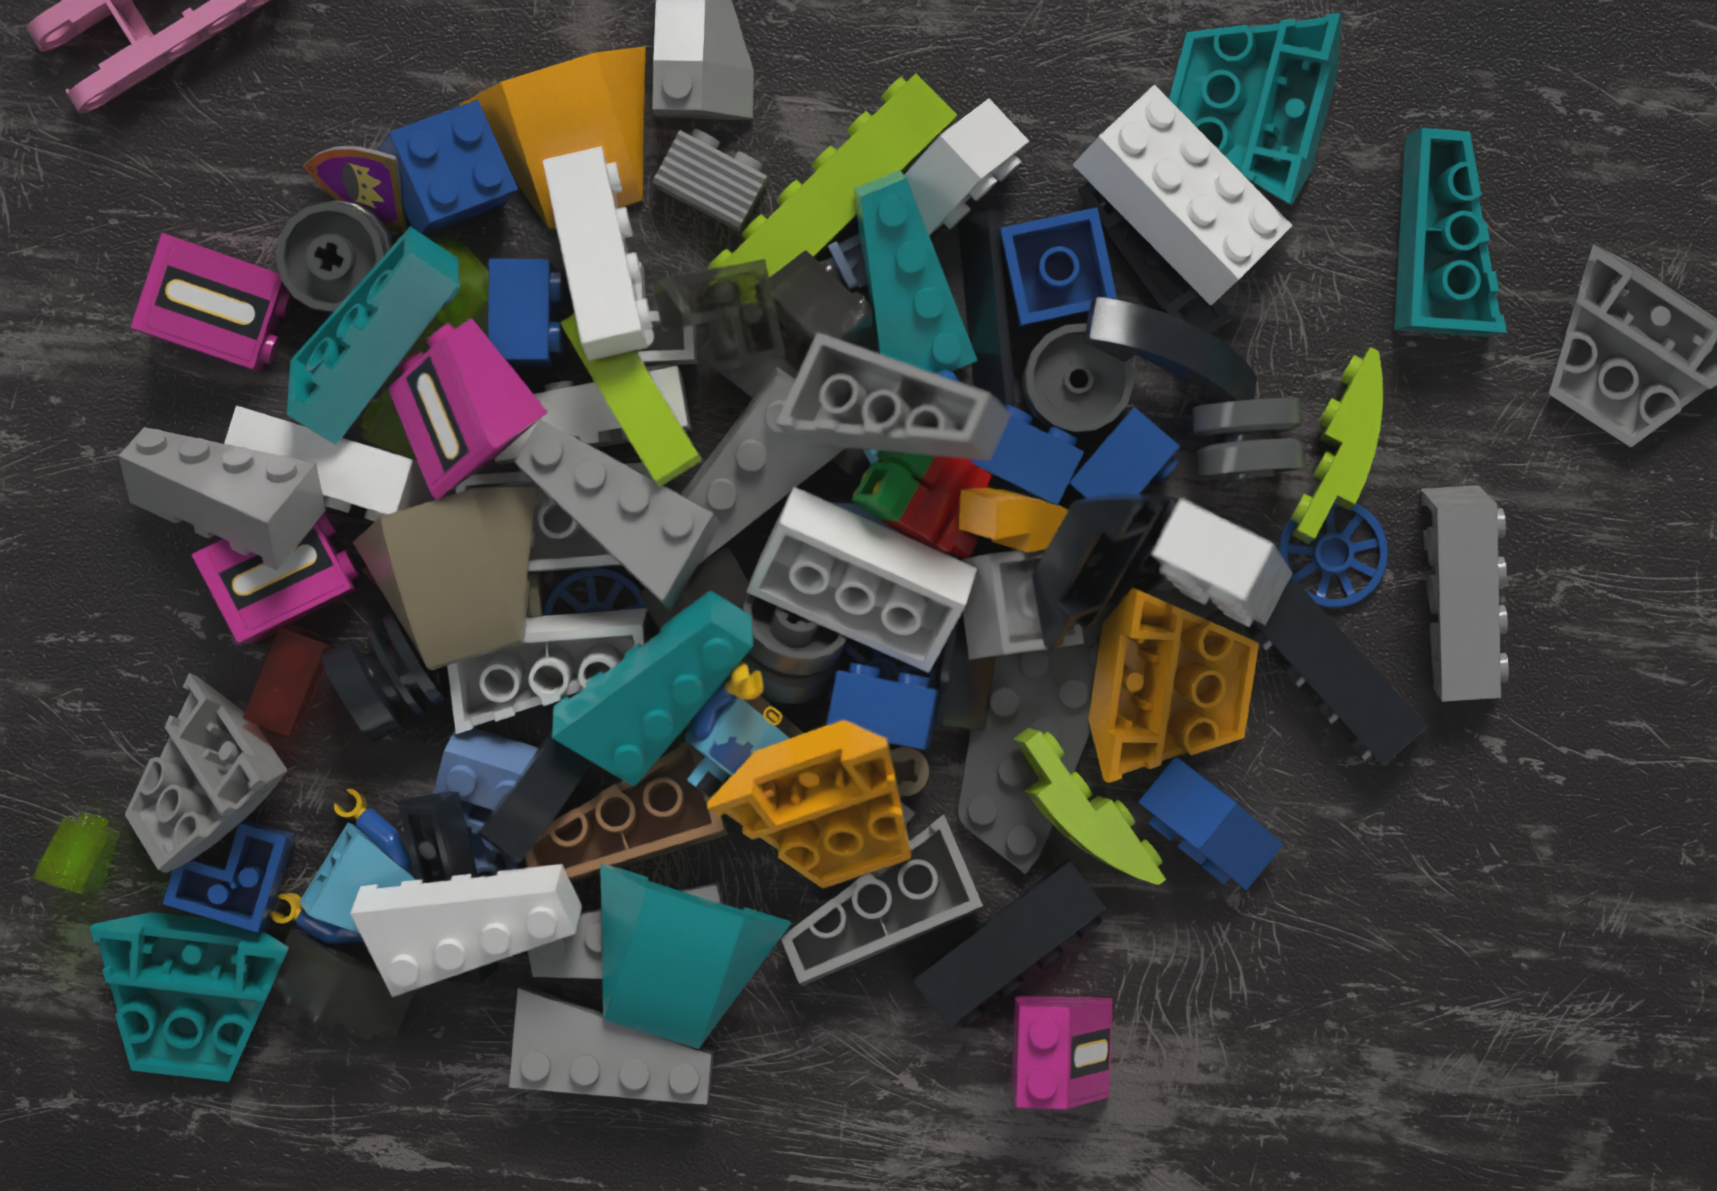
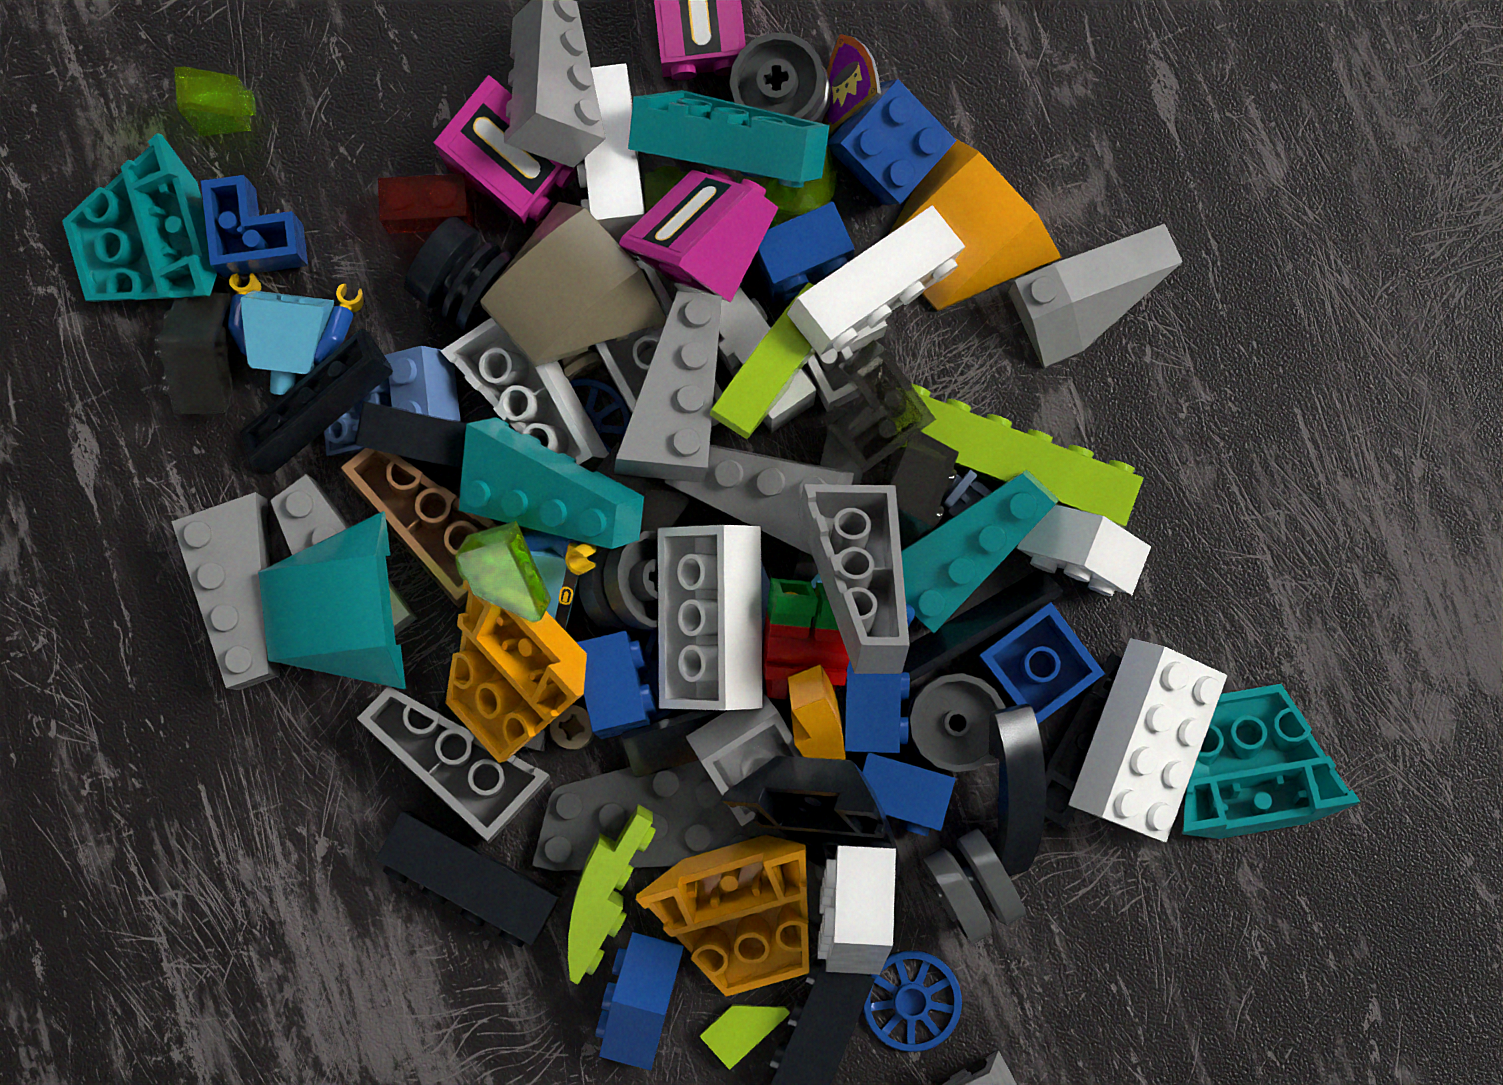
camera: 65 degrees right, 5 degrees down
(205, 779) = (316, 172): light grey wedge -> none
(460, 924) = (284, 421): white wedge -> none
(711, 179) = (979, 355): light grey brick -> none
(722, 766) = (503, 571): none -> clear neon green slope
(1060, 1051) = (396, 962): dark pink slope -> none
(1283, 737) = (741, 1030): none -> lime tile
(1353, 430) = (1020, 971): lime slope -> none
(1443, 245) = (1213, 975): teal wedge -> none

